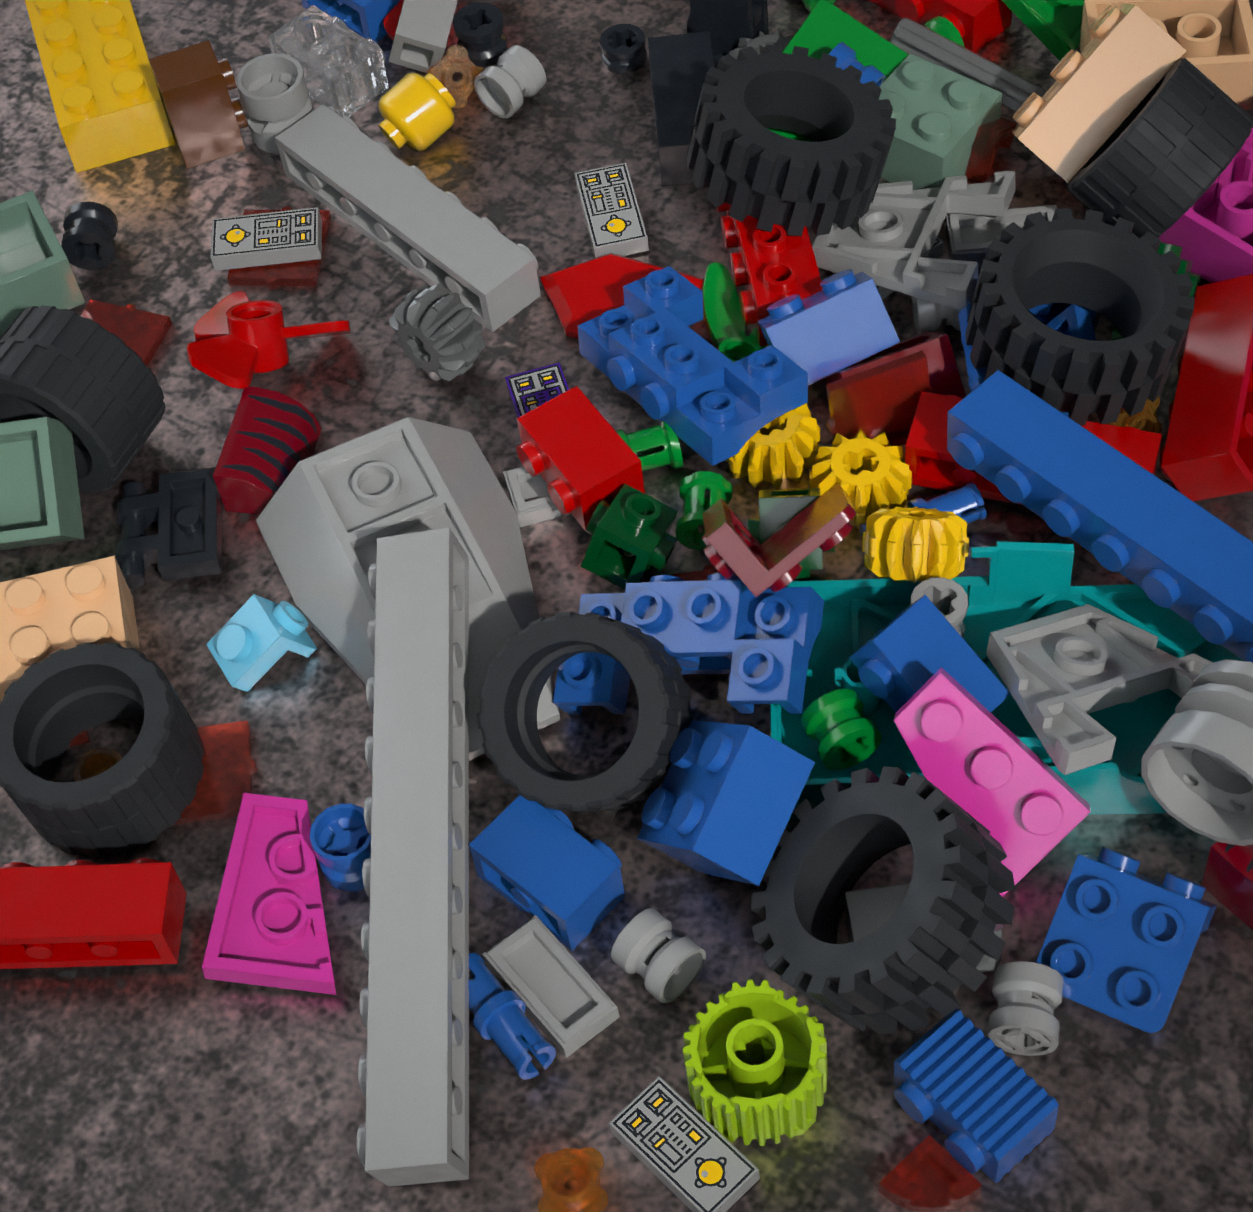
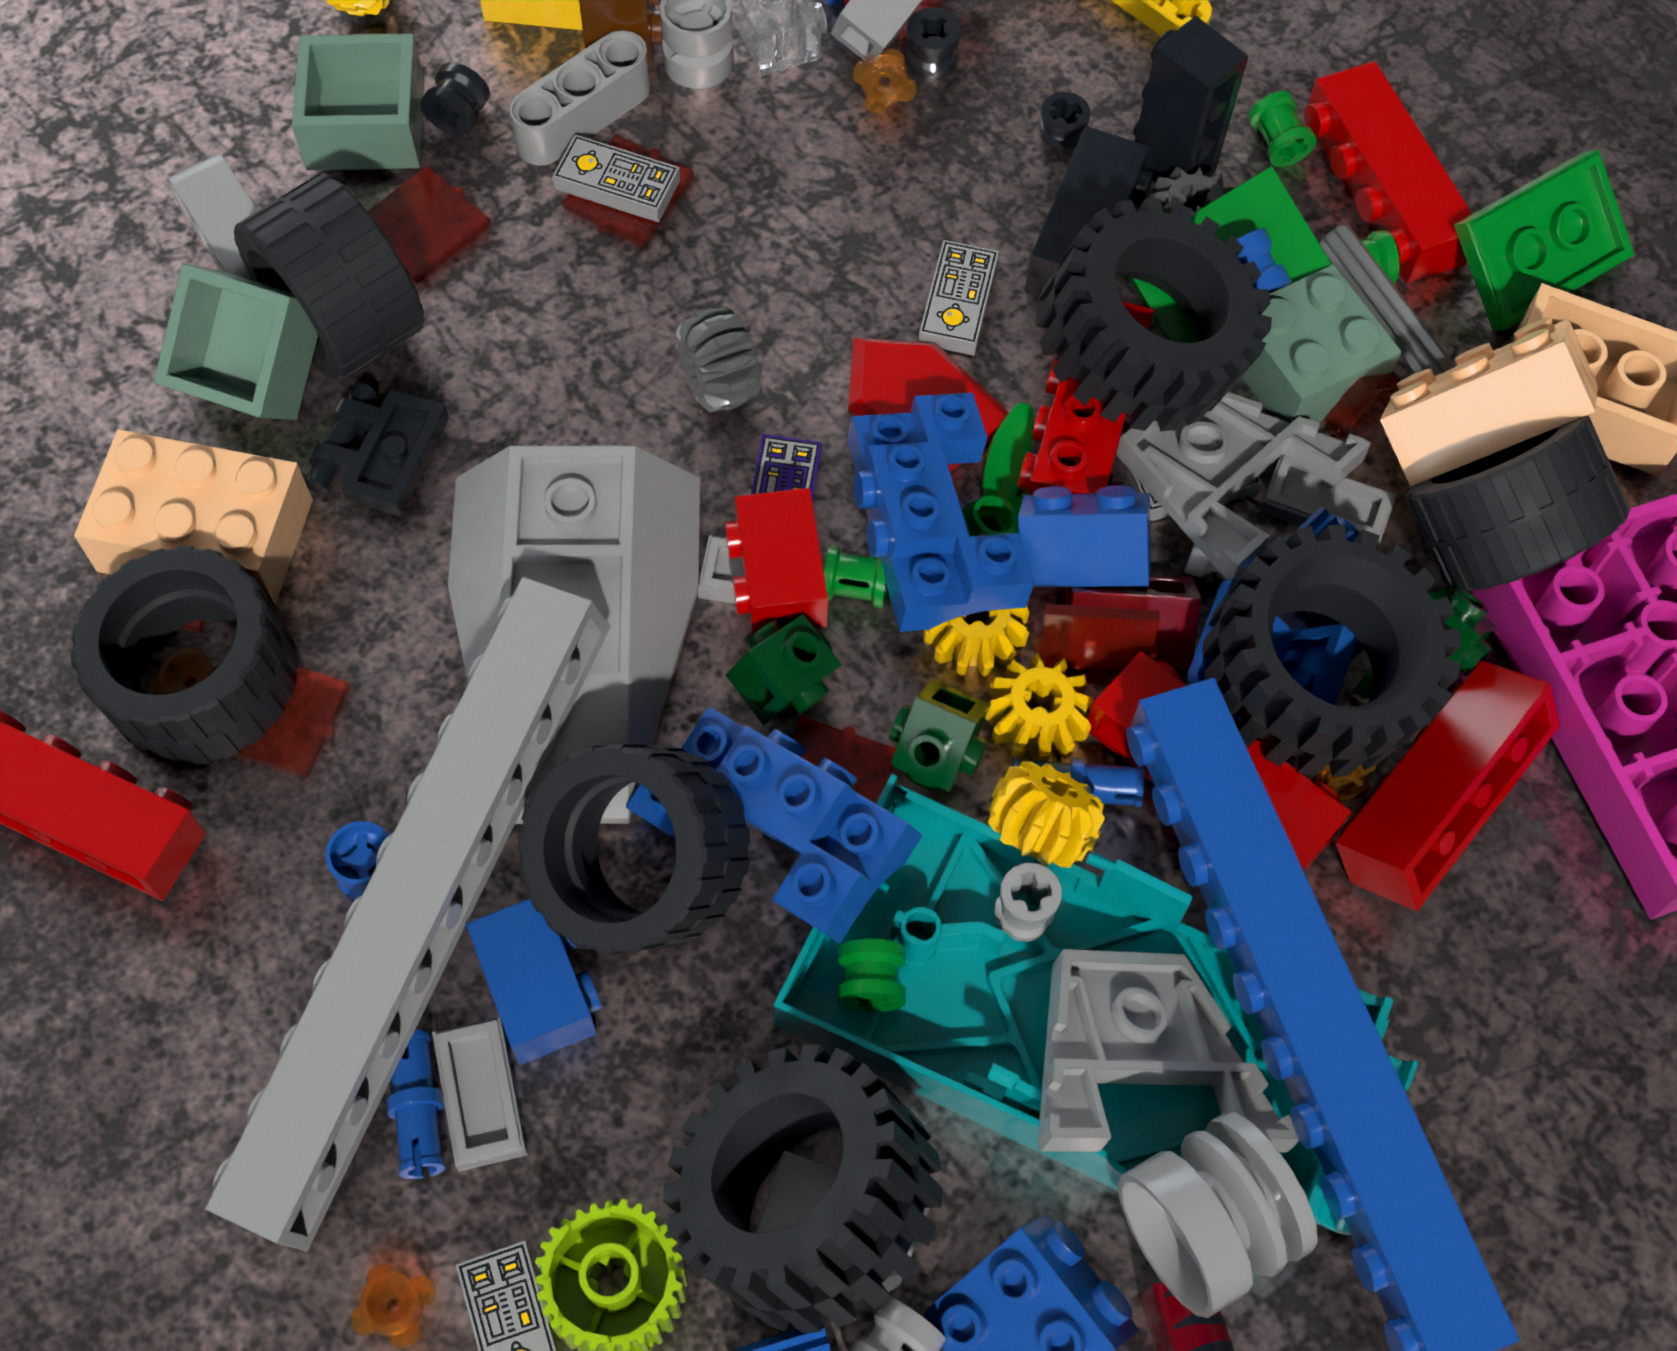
camera: 15 degrees right, 10 degrees up
(200, 189) = (580, 97): none -> light grey beam
(248, 338) = (544, 287): red piece -> none
(258, 639) = (395, 605): medium azure bracket -> none
(263, 448) = (500, 405): dark red brick -> none
(270, 903) = (271, 883): dark pink wing -> none
(409, 216) = (761, 217): light grey brick -> none
(416, 111) = (825, 103): yellow head -> none
(515, 77) = (933, 110): light grey wheel -> none
(658, 955) = (586, 1118): light grey wheel -> none
(692, 493) = (866, 690): green bush -> none
(725, 800) = (714, 1005): blue brick -> none
(777, 560) = (883, 775): bracket -> none
(914, 649) = (977, 968): blue brick -> none
(989, 772) = (973, 1106): dark pink wing -> none

